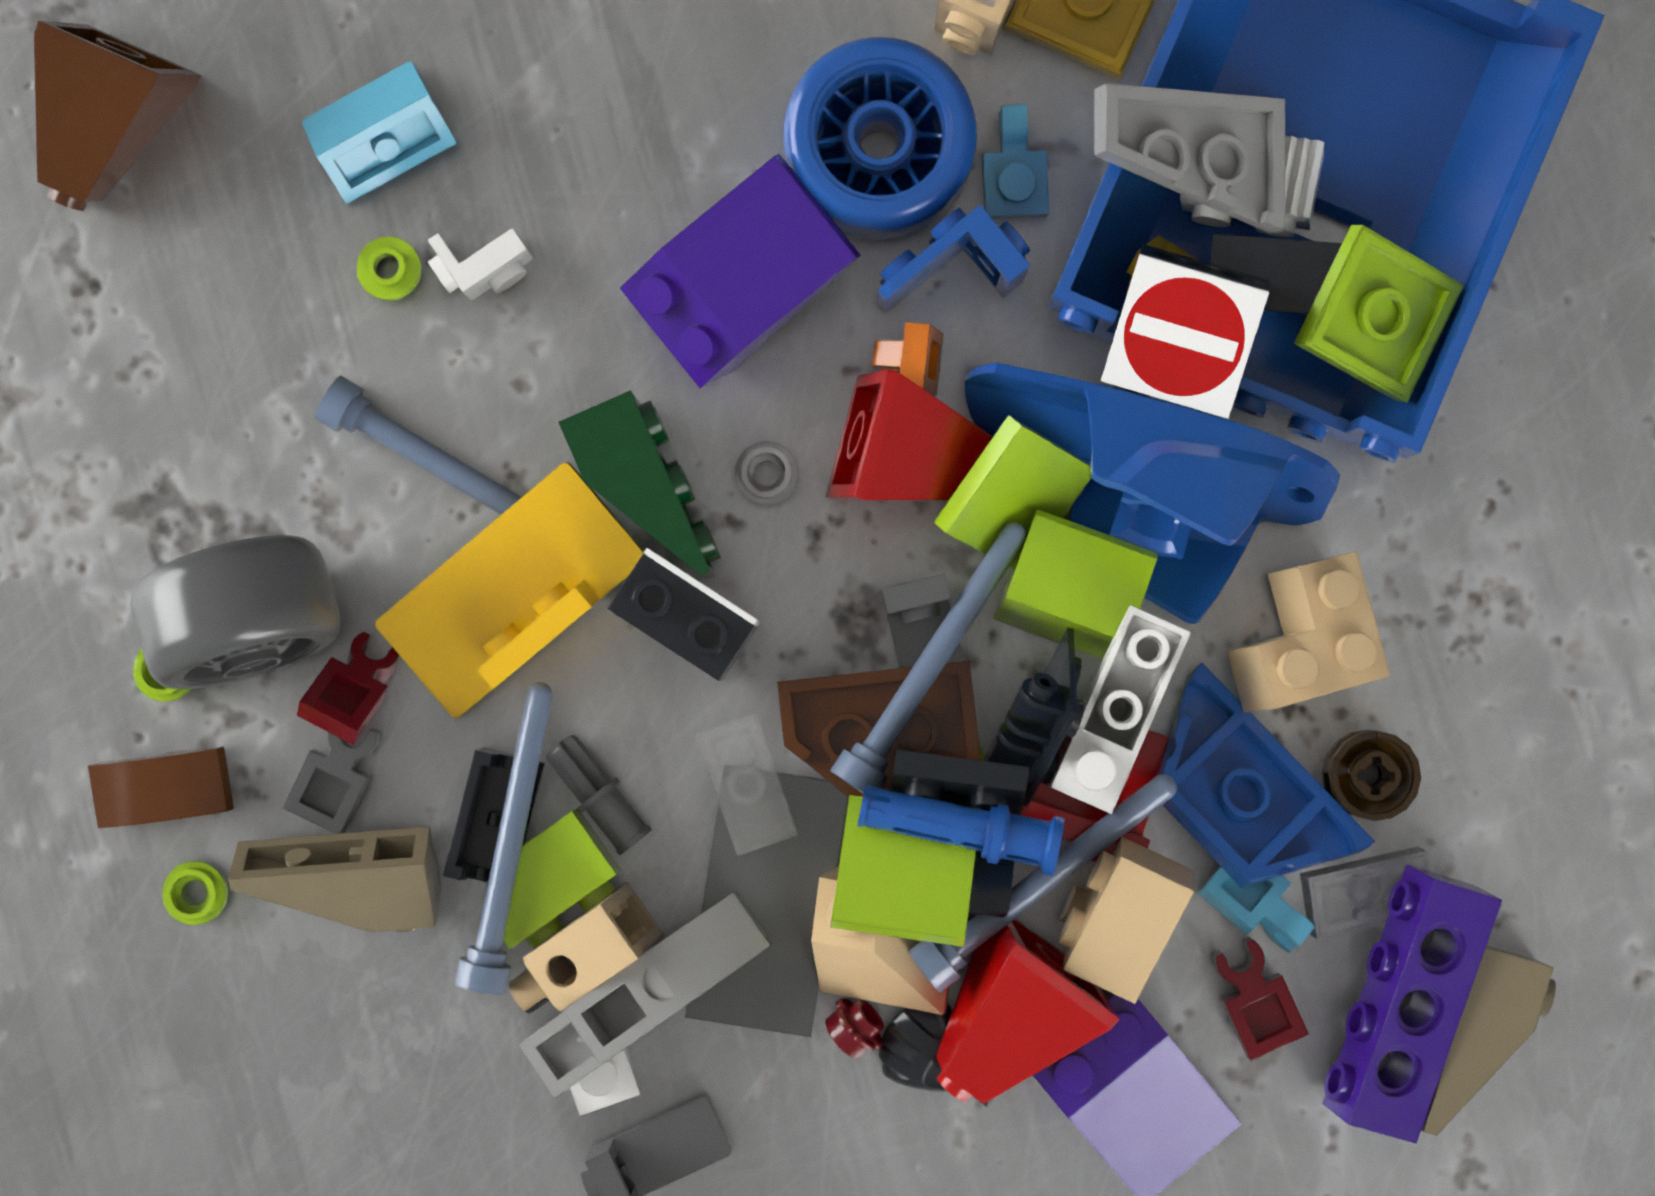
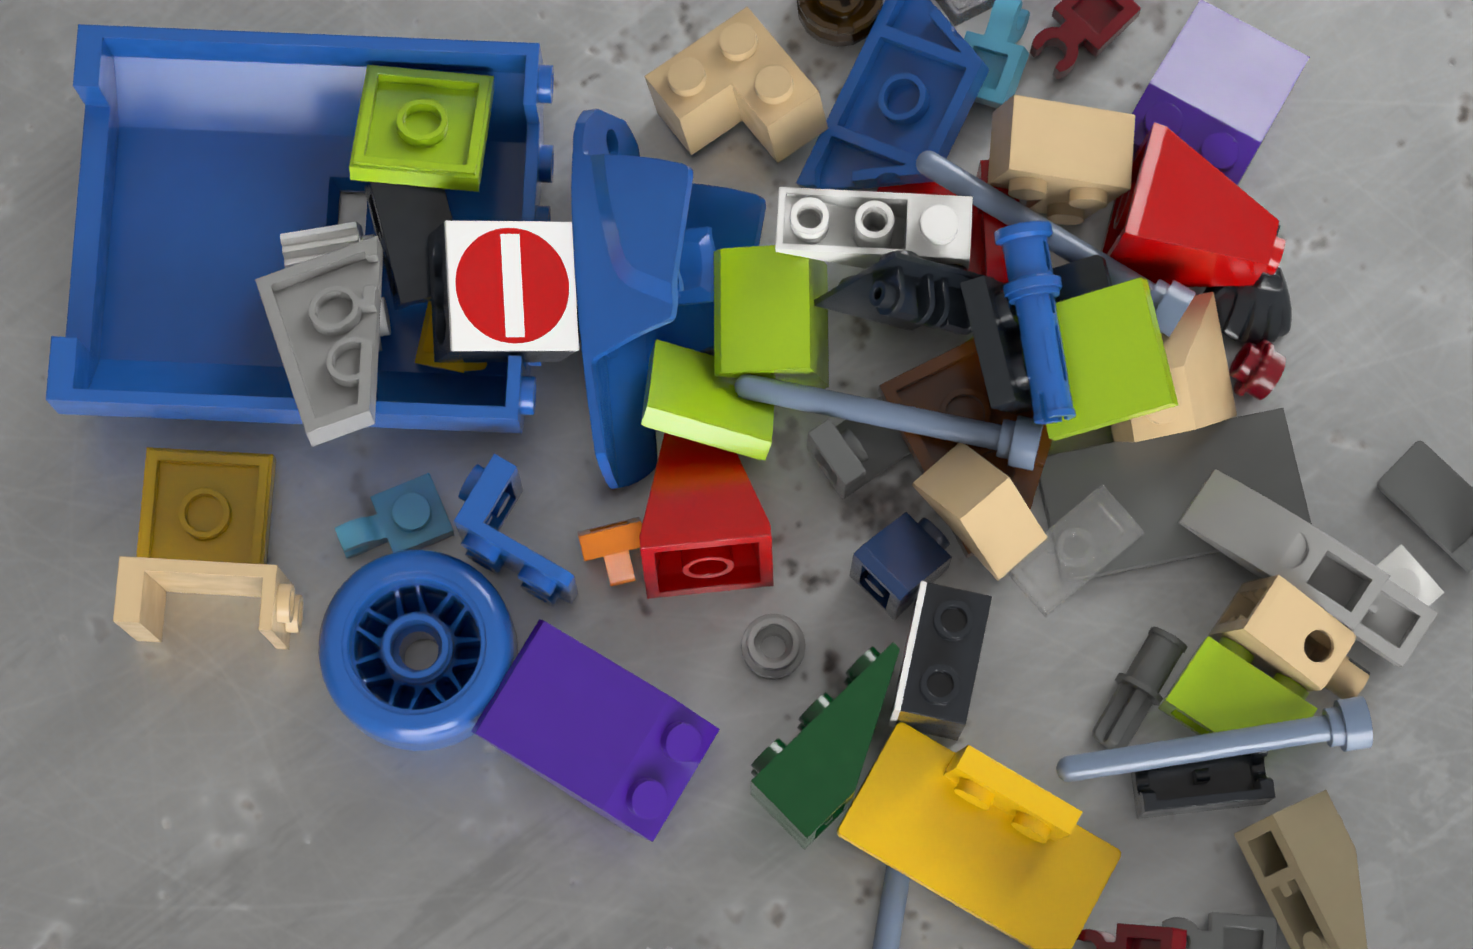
camera: 110 degrees left, 10 degrees down
(794, 619) = (898, 560): none -> dark blue slope
(812, 707) = (981, 509): none -> tan slope

